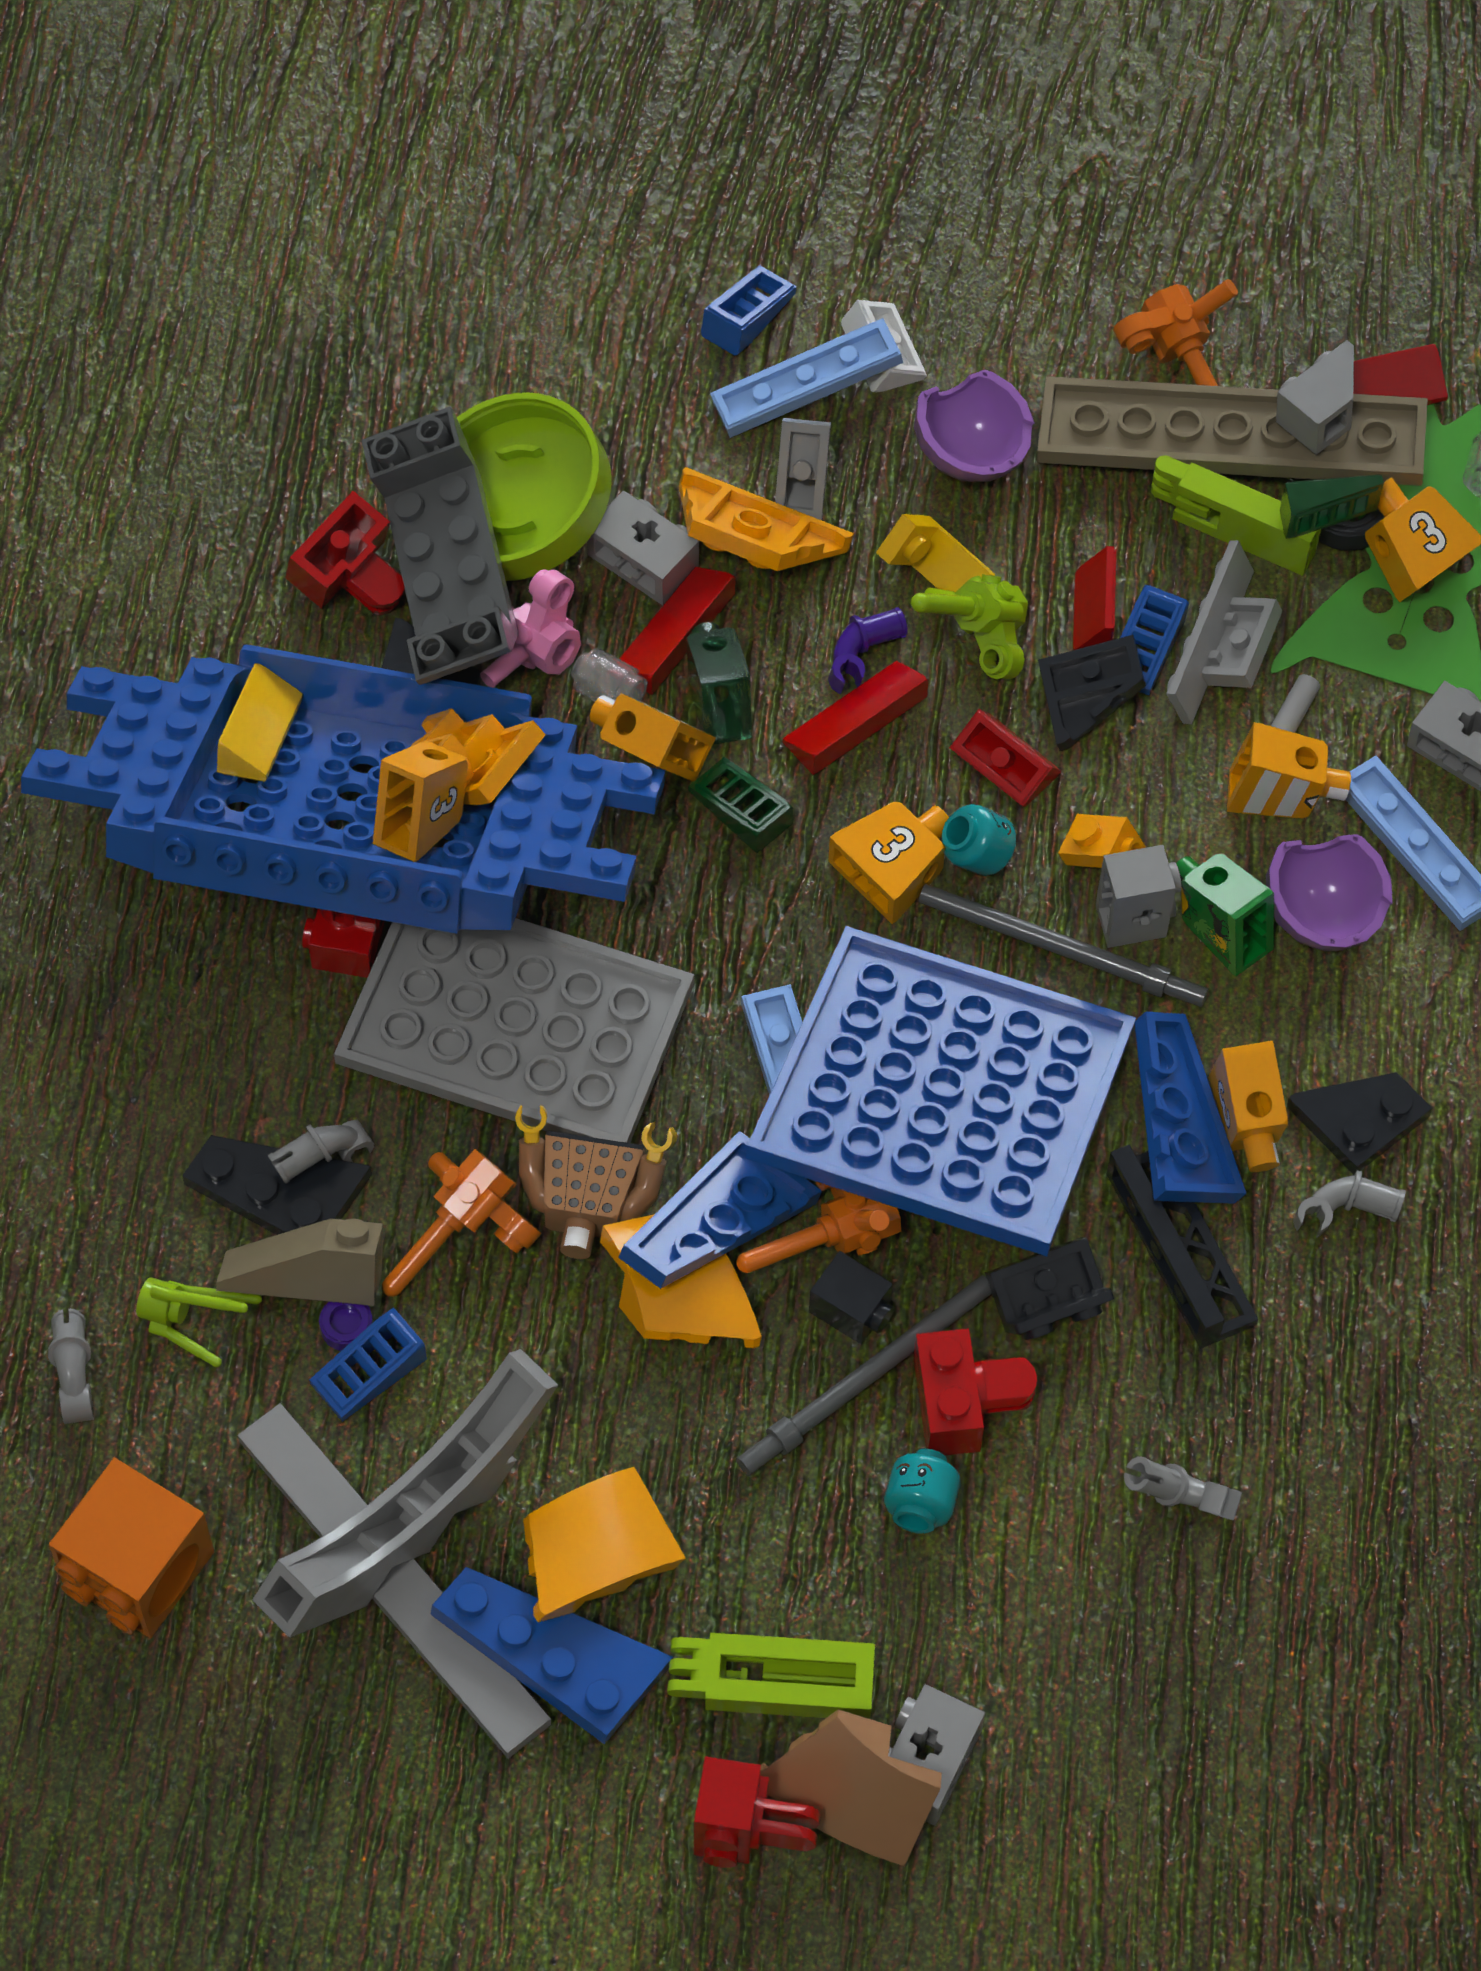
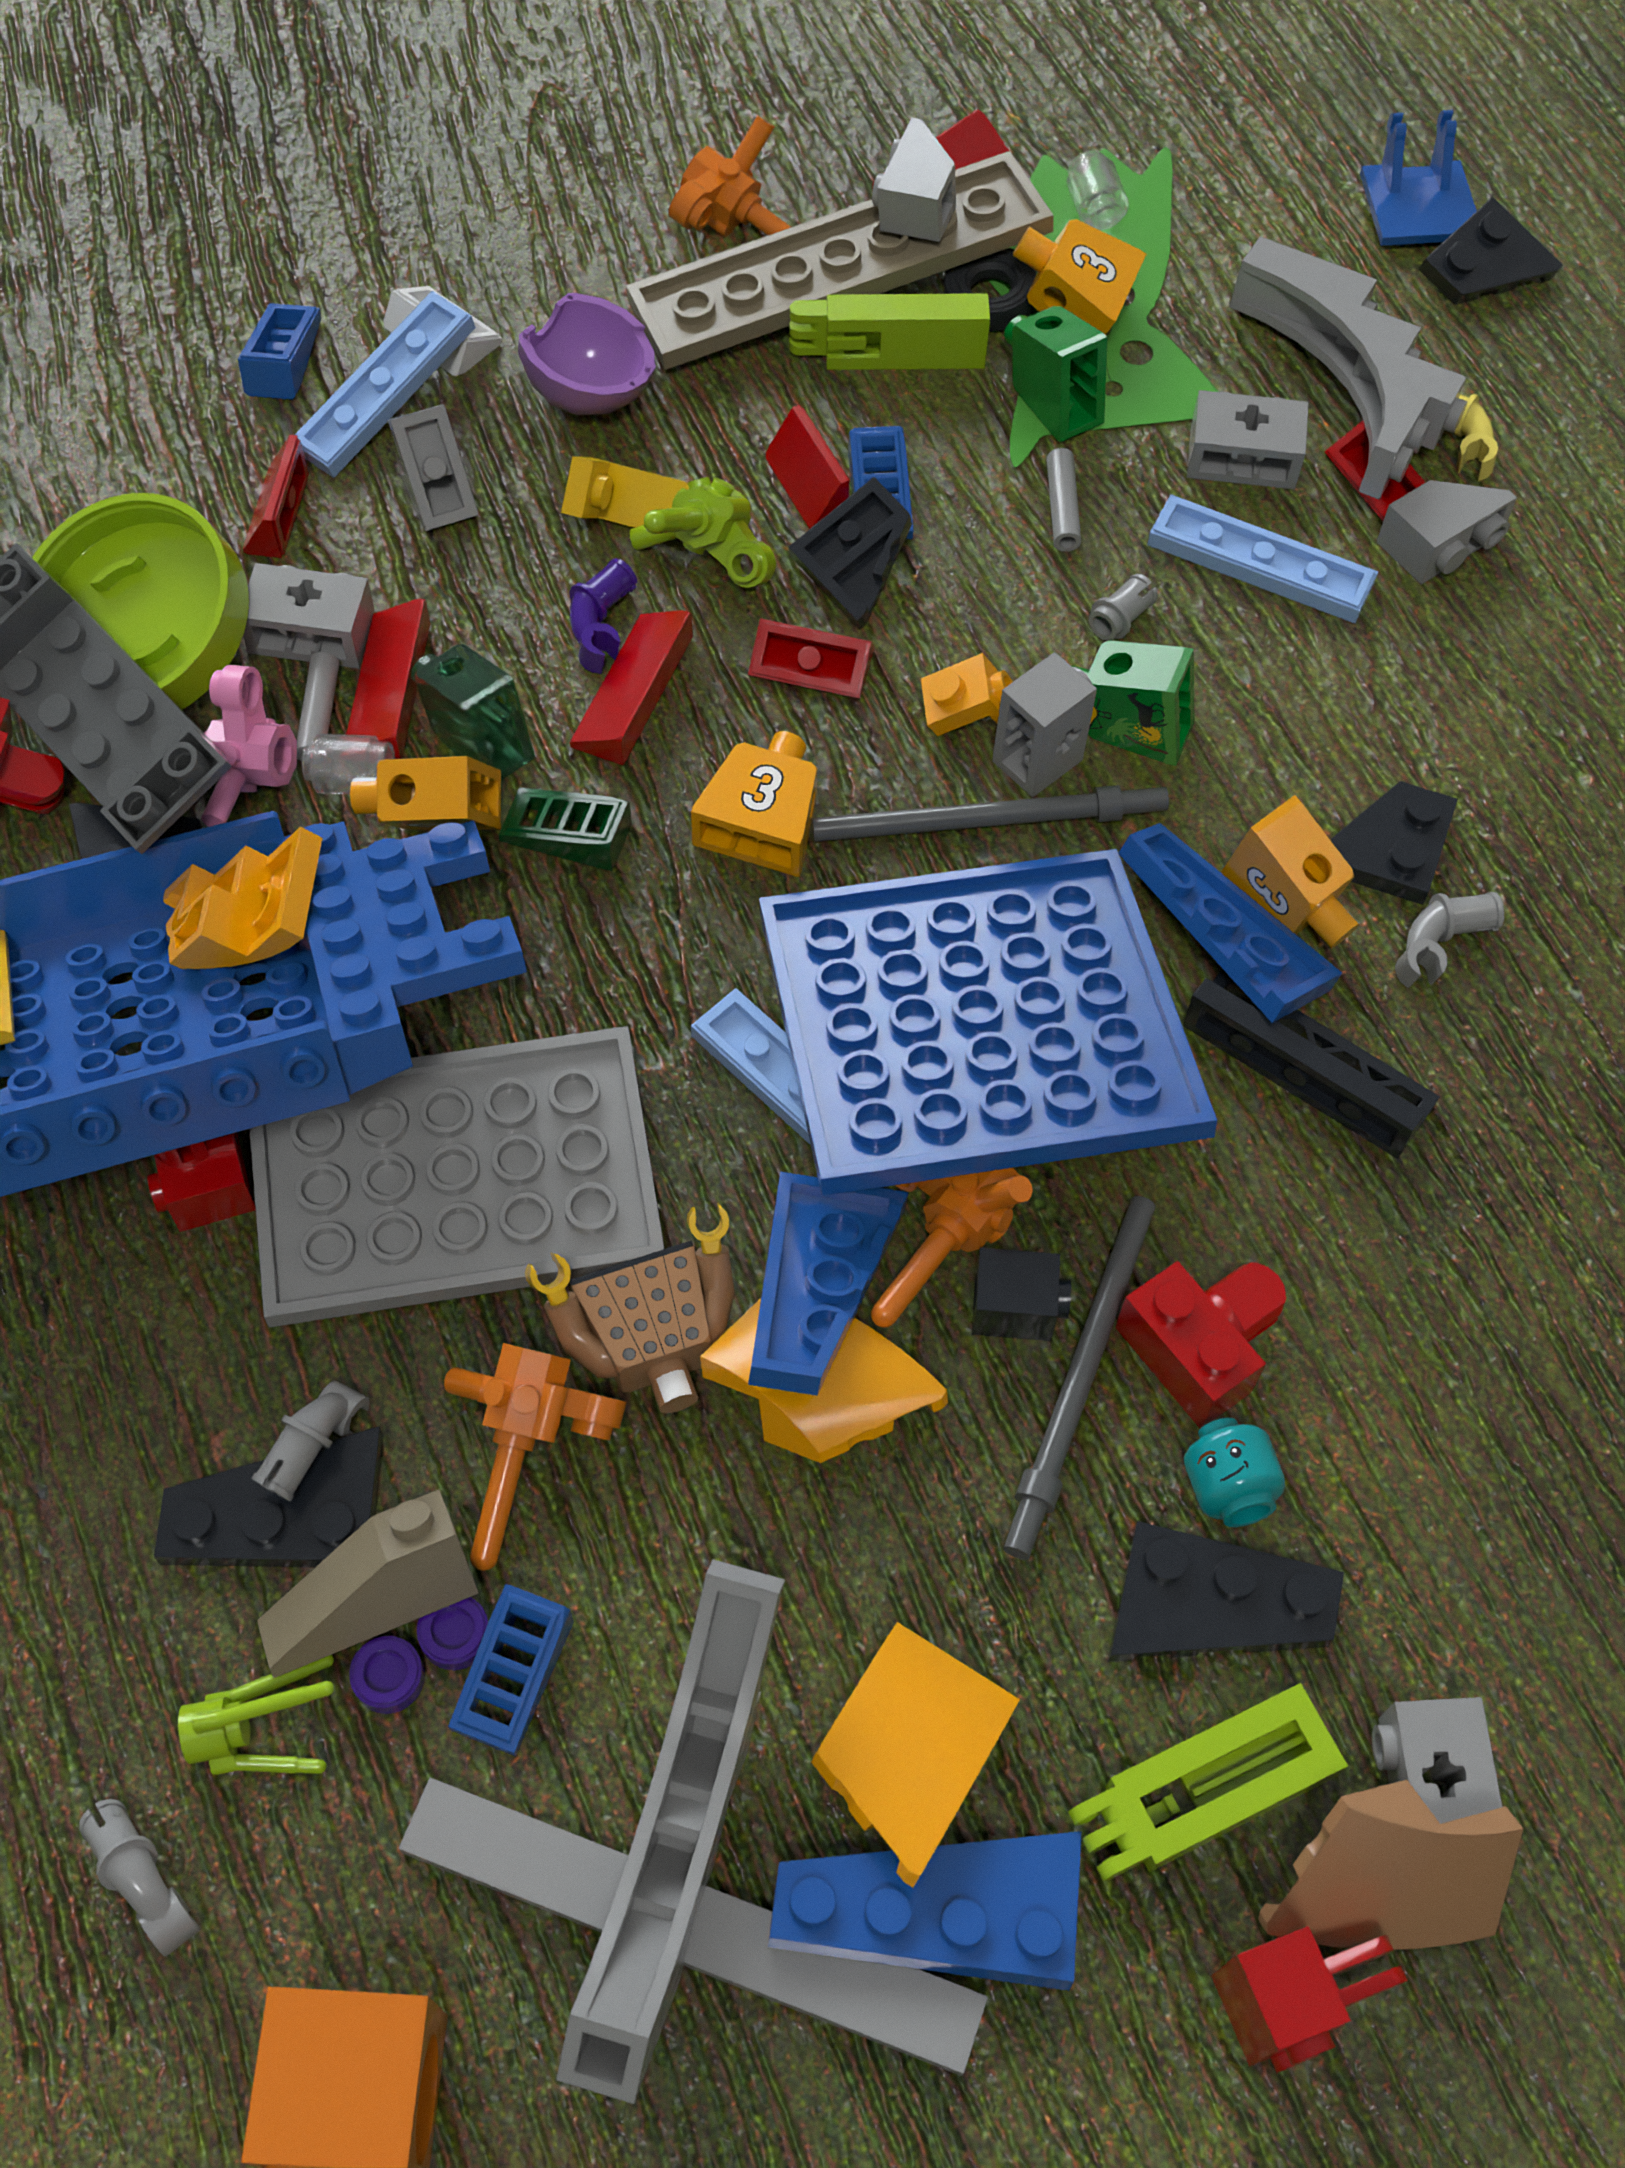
camera: 30 degrees left, 0 degrees up
(289, 1328) = (387, 1674): none -> dark purple tile
(419, 798) = (217, 969): light orange torso -> none
(615, 618) = (317, 699): none -> light grey piece
(674, 442) = (278, 502): none -> red slope
(754, 526) = (414, 544): light orange wing -> none
(860, 1564) = (1214, 1596): none -> black wing
(979, 839) = (845, 744): teal head -> none
(1048, 1288) = (1216, 1181): black bracket -> none
(1173, 1486) = (1480, 1320): light grey piece -> none
(1226, 638) = (962, 448): light grey bracket -> none
(1267, 832) = (1113, 615): none -> light grey pin
(1282, 774) = (1100, 544): light orange torso -> none
(1325, 502) = (987, 269): dark green slope -> none
(1329, 891) = (1236, 633): medium lavender cylinder -> none
(1347, 586) = (1059, 369): none -> green torso

